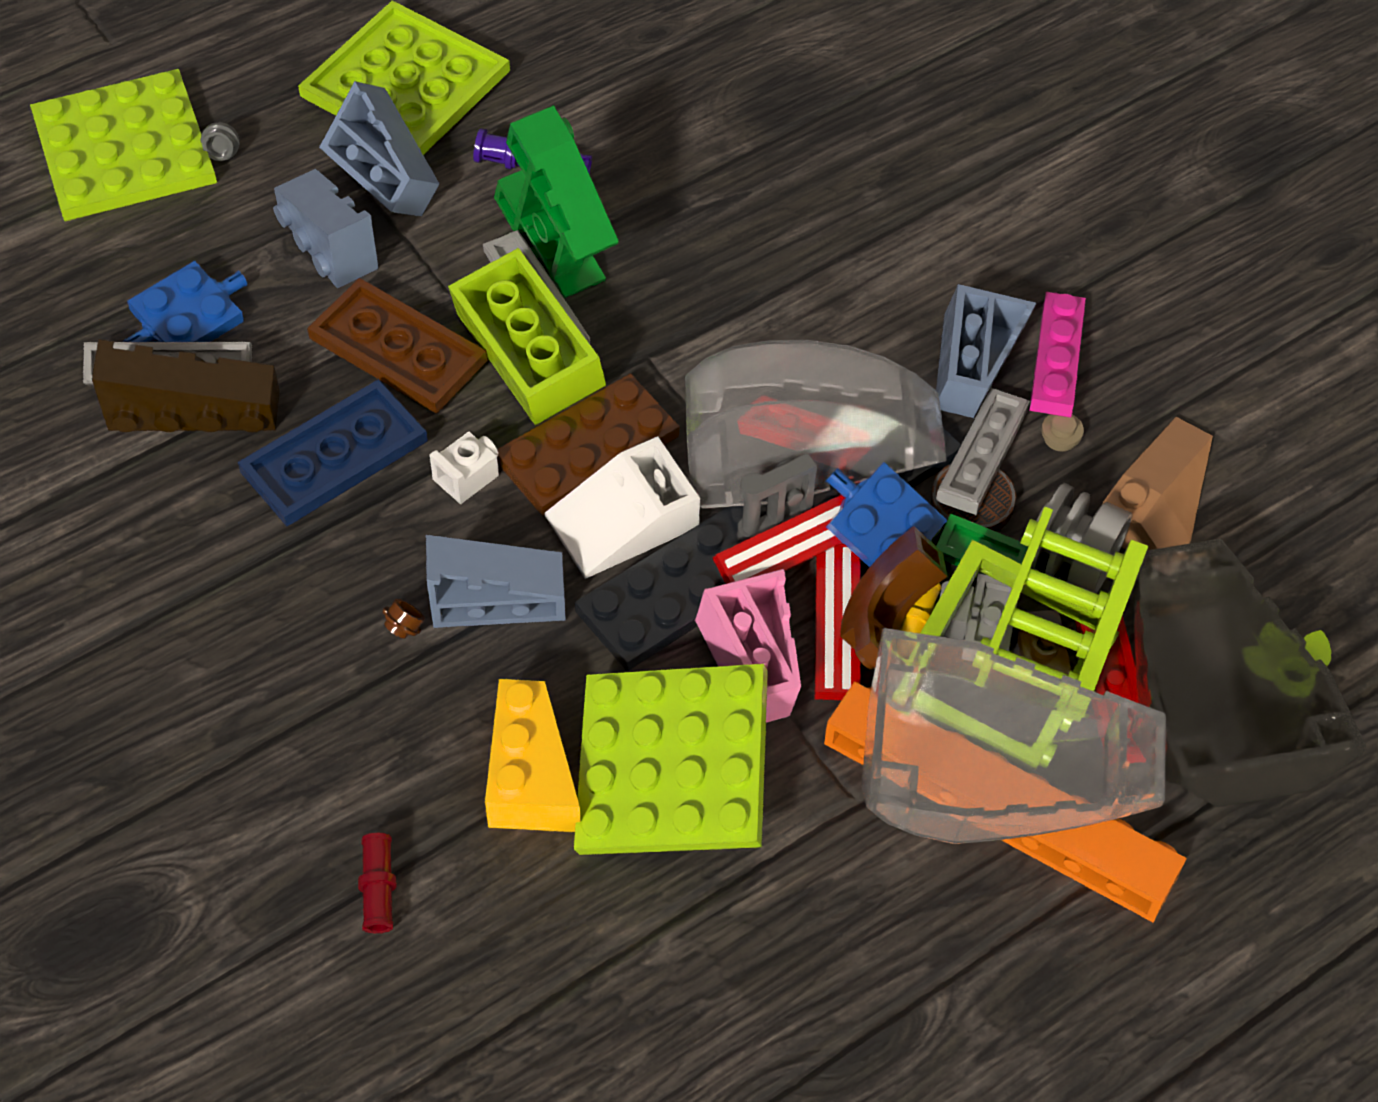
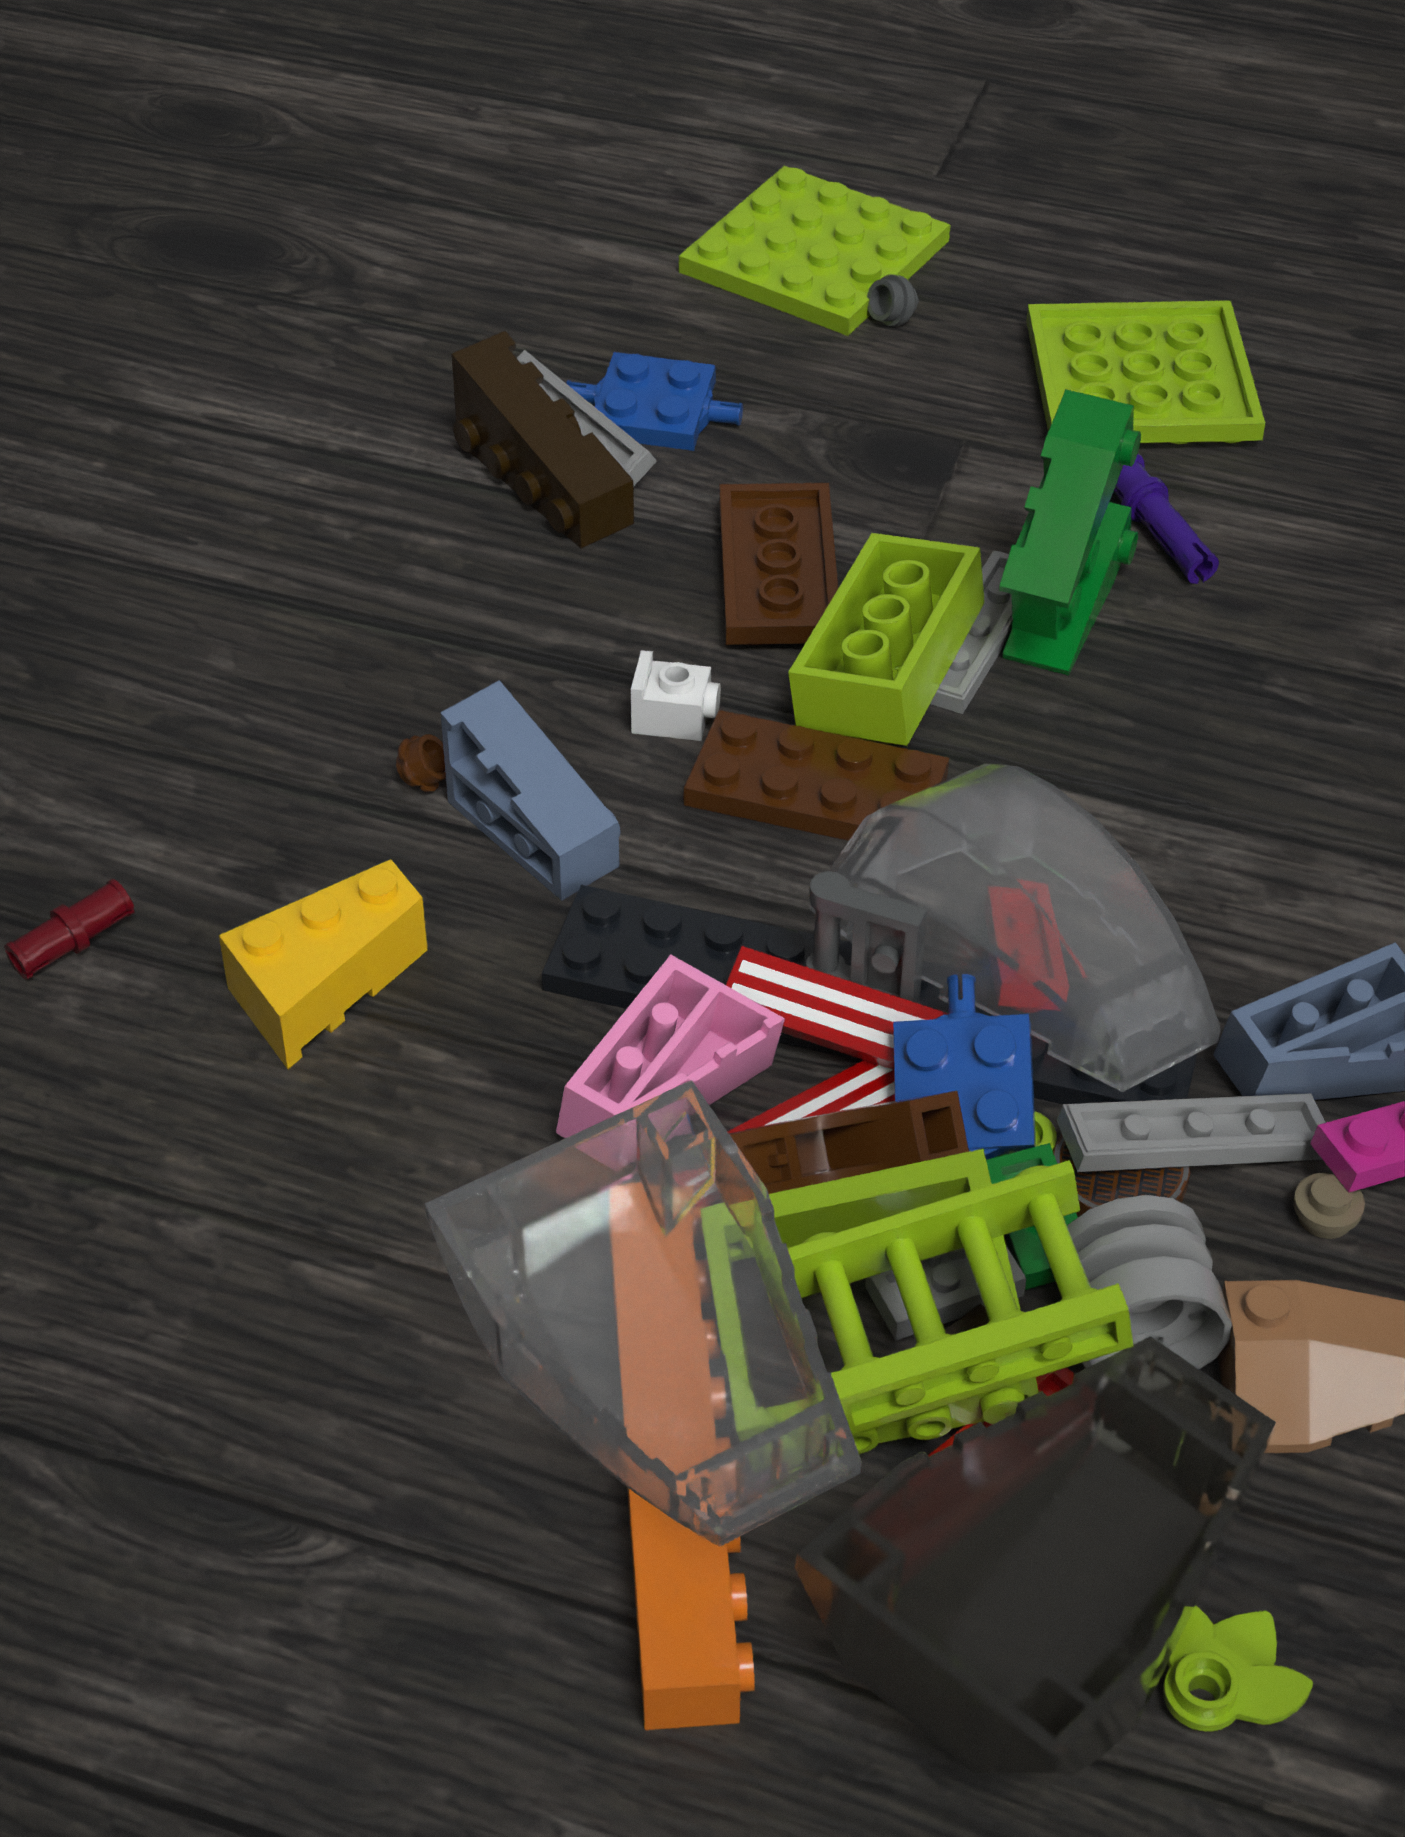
camera: 55 degrees right, 10 degrees down
(327, 227) = (863, 425): sand blue wedge -> none
(332, 452) = (587, 594): dark blue plate -> none
(380, 151) = (1004, 396): sand blue wedge -> none
(625, 508) = (747, 851): white slope -> none
(672, 760) = (423, 1070): lime plate -> none

